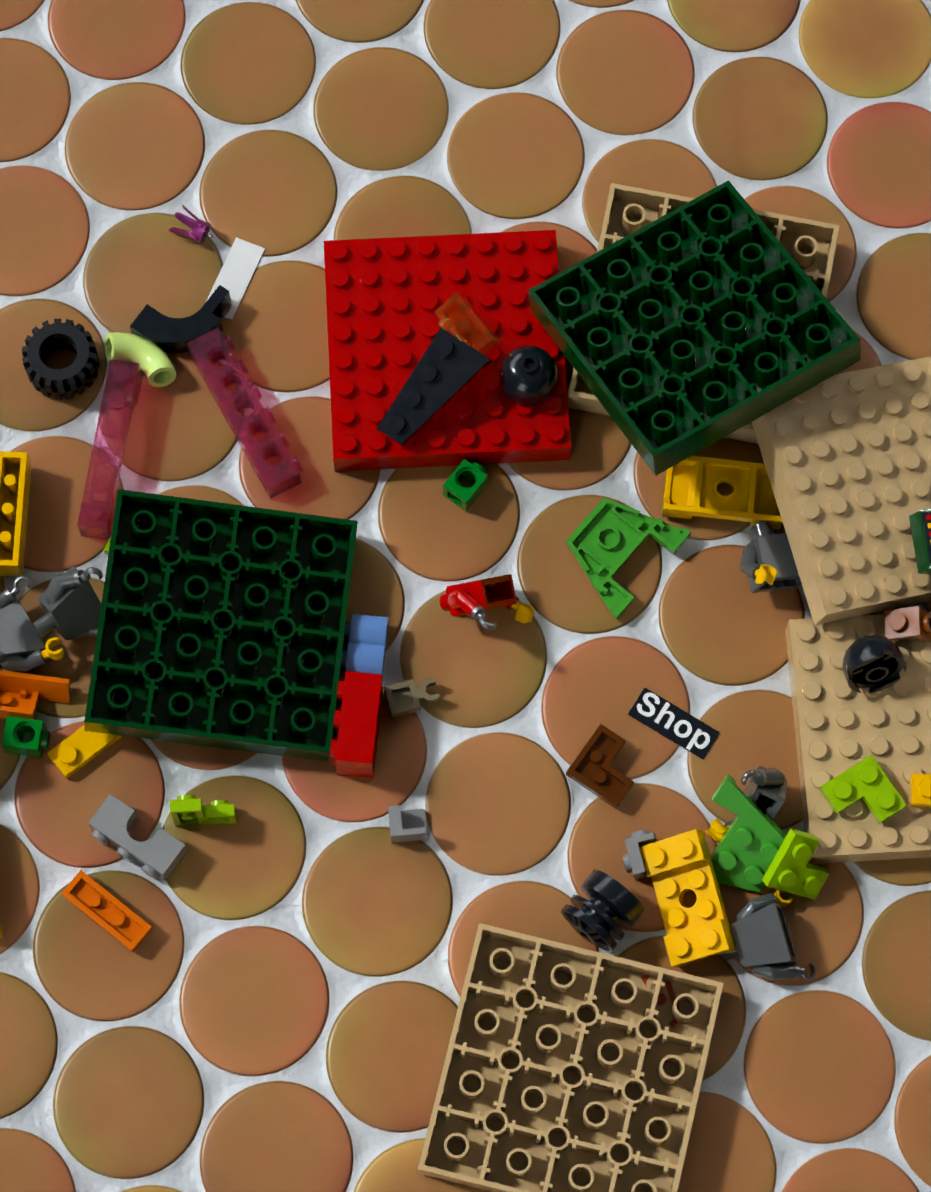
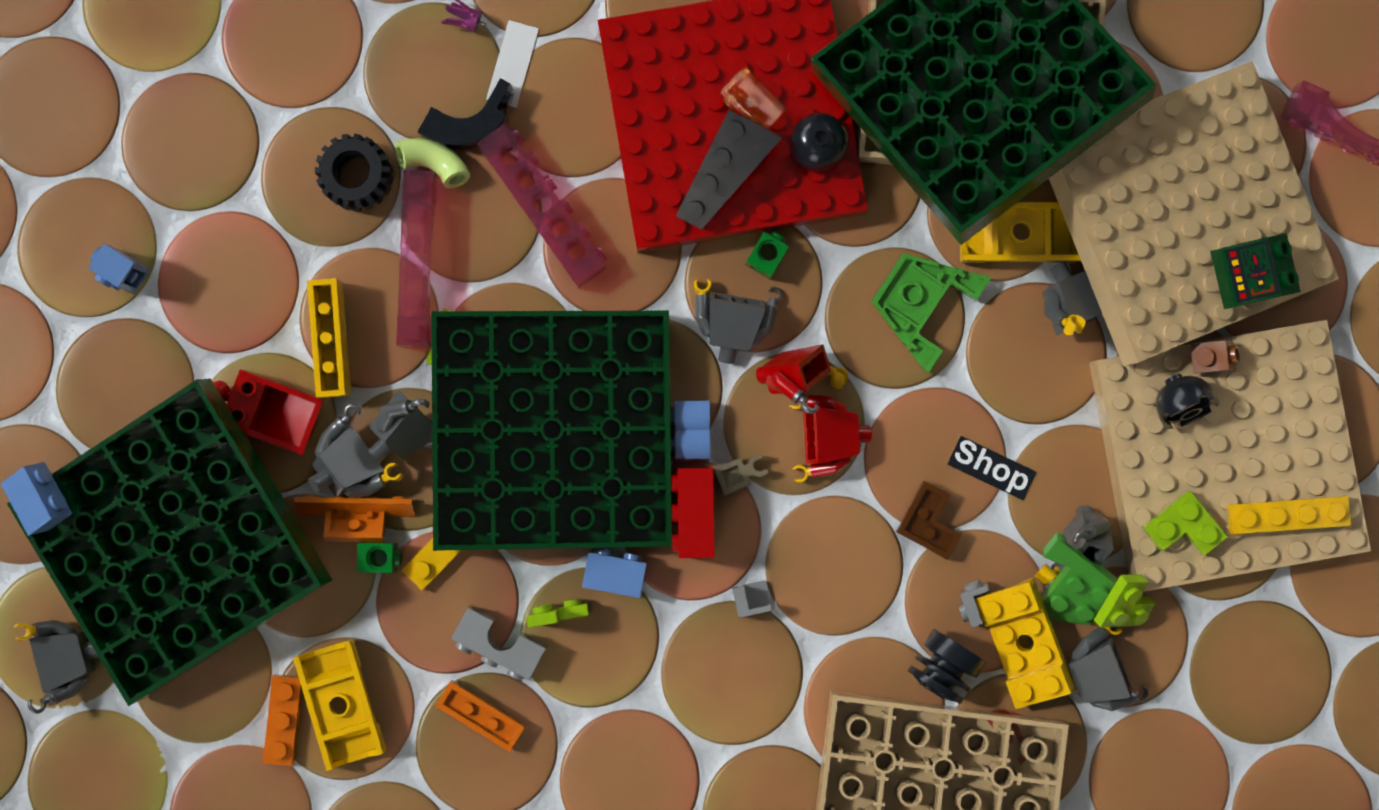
camera: 10 degrees left, 15 degrees up
(267, 778) = (614, 573): none -> medium blue brick
(423, 543) = (734, 320): none -> dark grey torso
(507, 667) = (830, 436): none -> red torso

